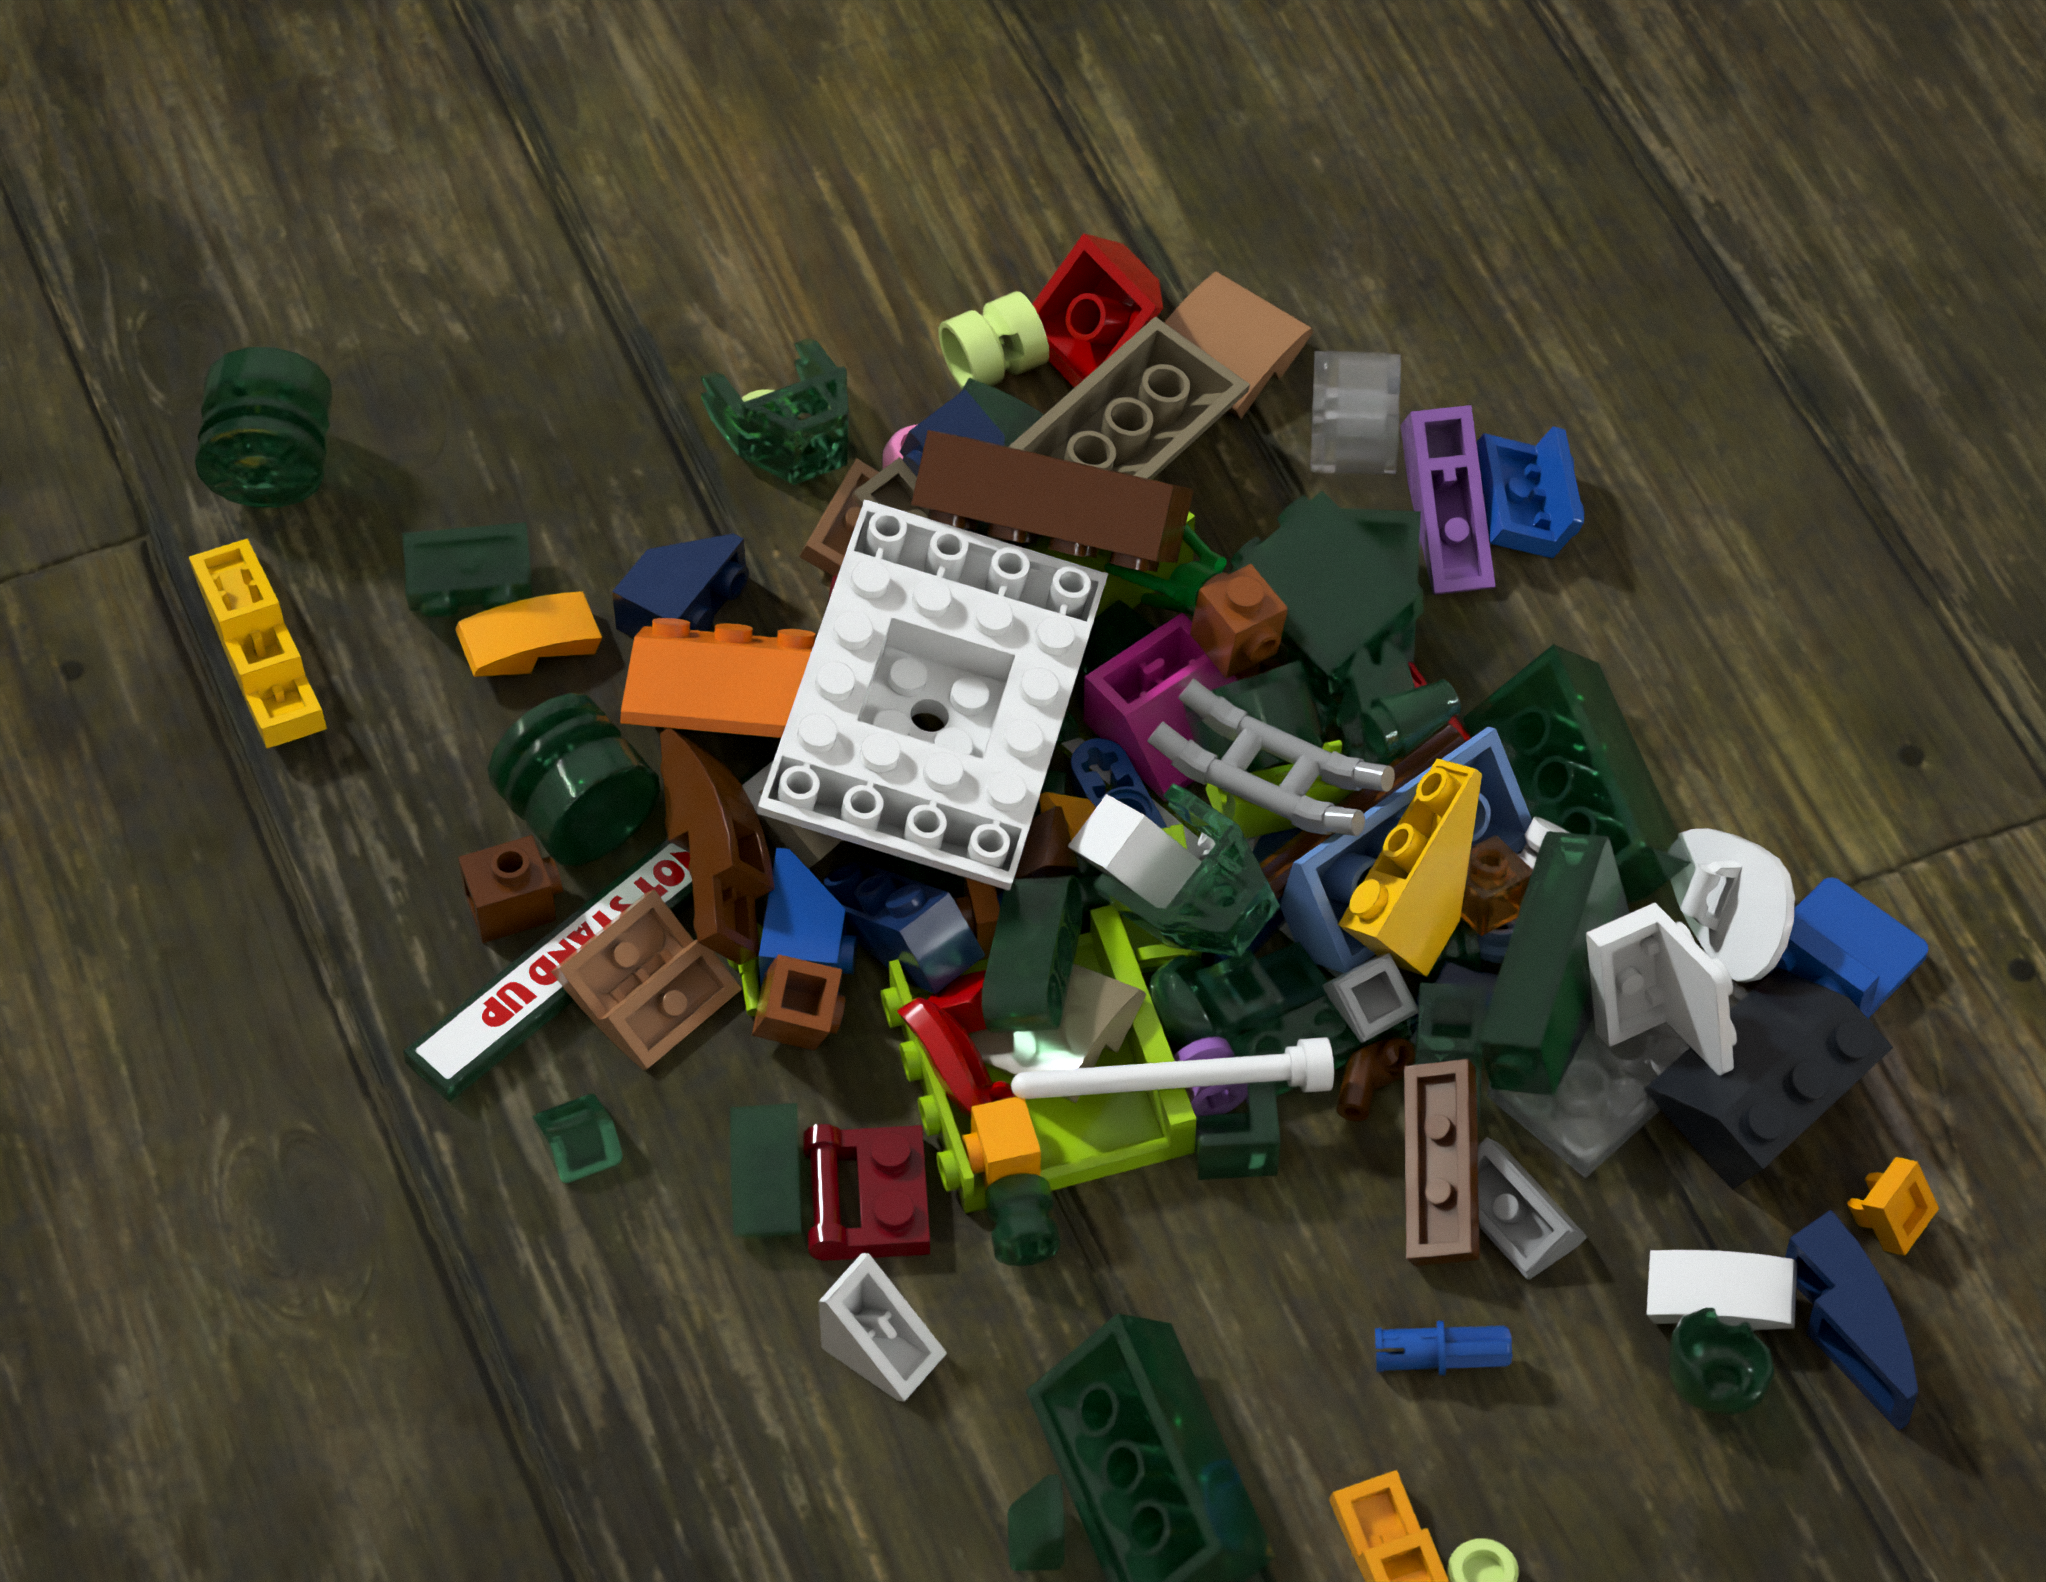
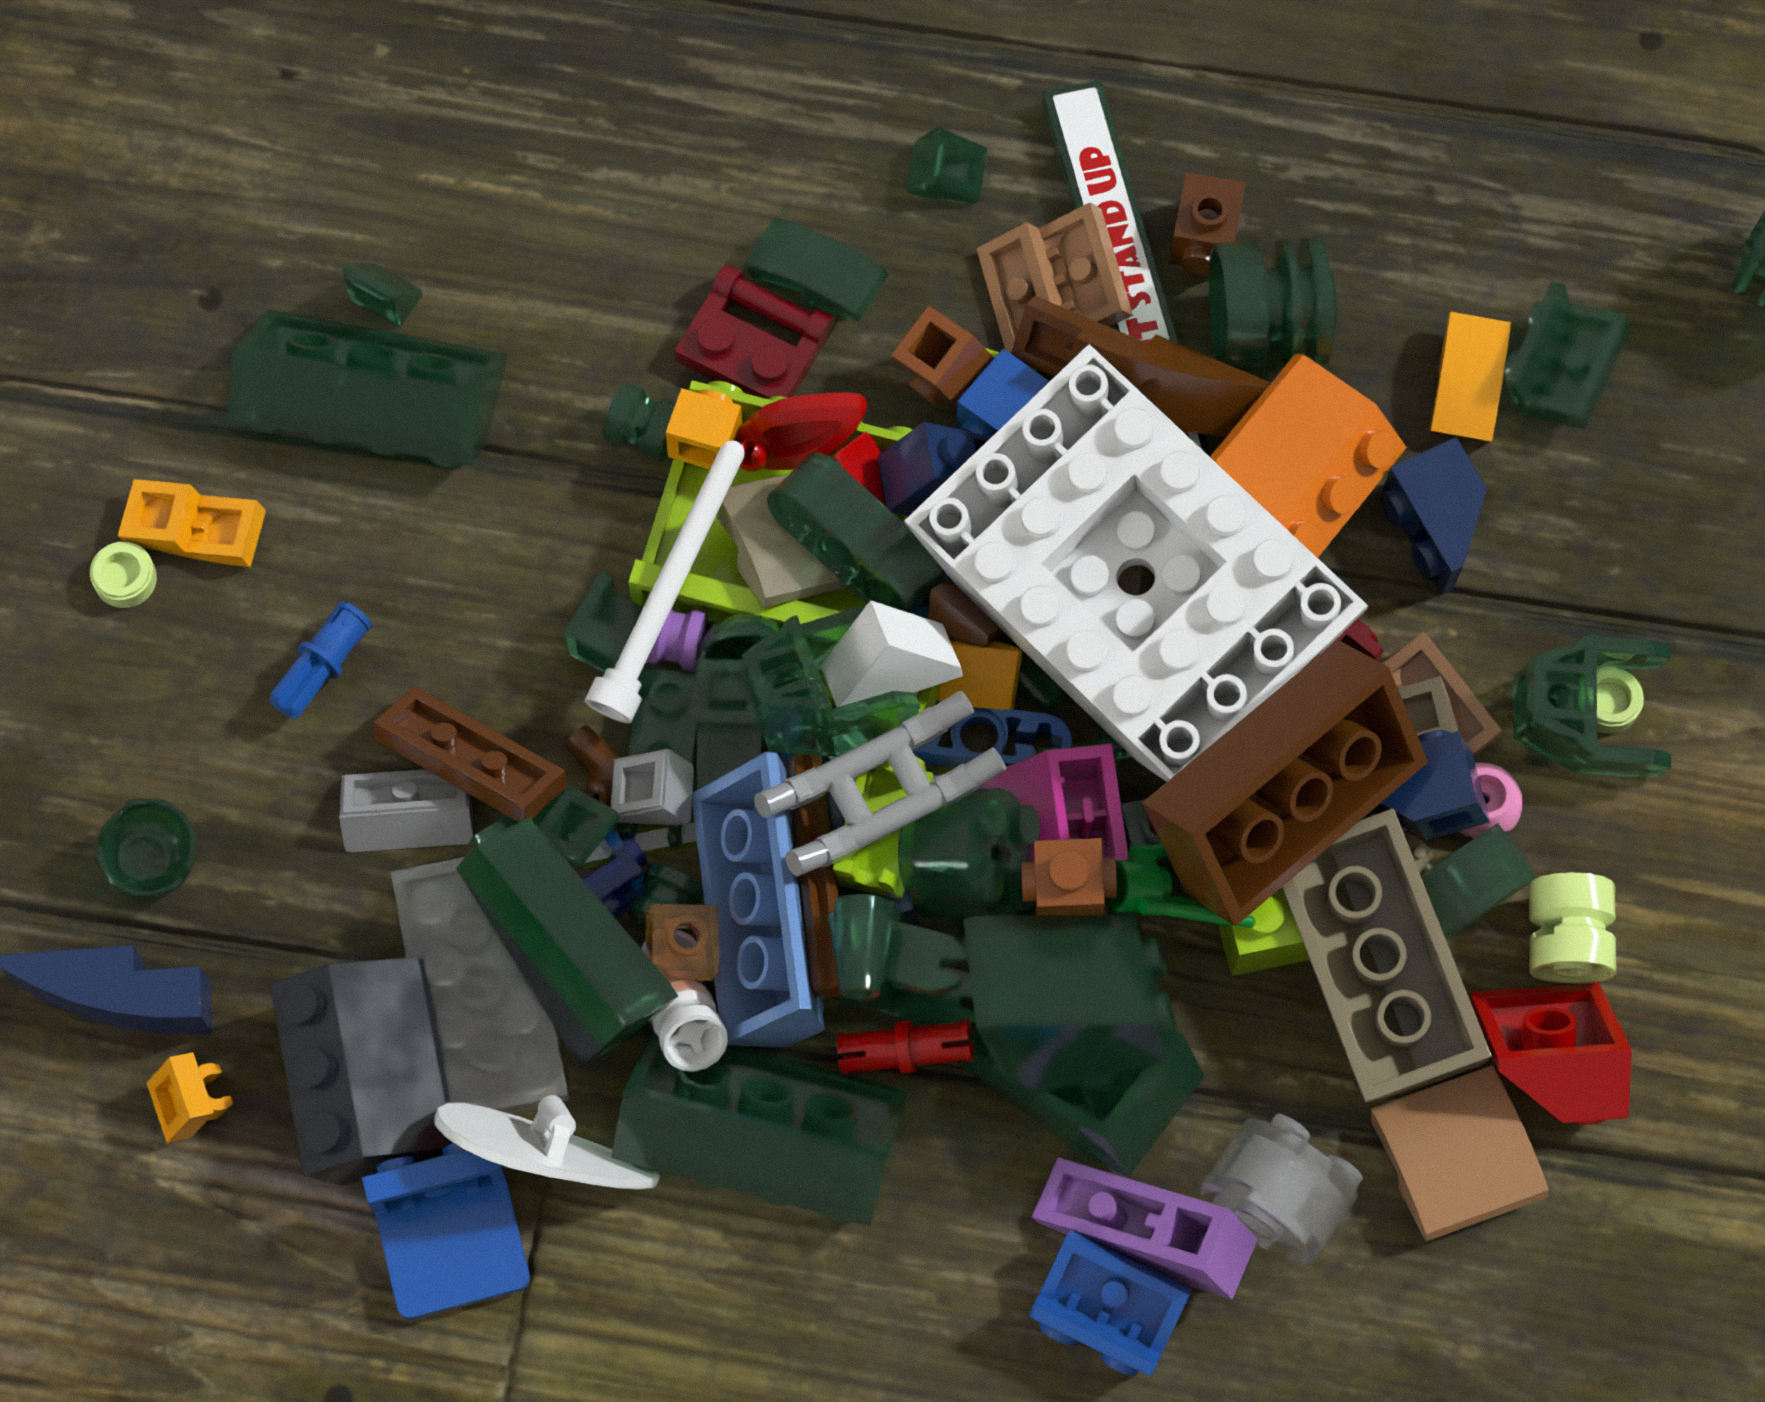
camera: 120 degrees right, 15 degrees up
(257, 643) = (1586, 173): yellow slope -> none
(877, 1330) = (616, 266): white slope -> none
(1420, 876) = (708, 862): yellow slope -> none
(1655, 973) = (471, 1015): white bracket -> none
(1734, 1283) = (206, 905): white slope -> none

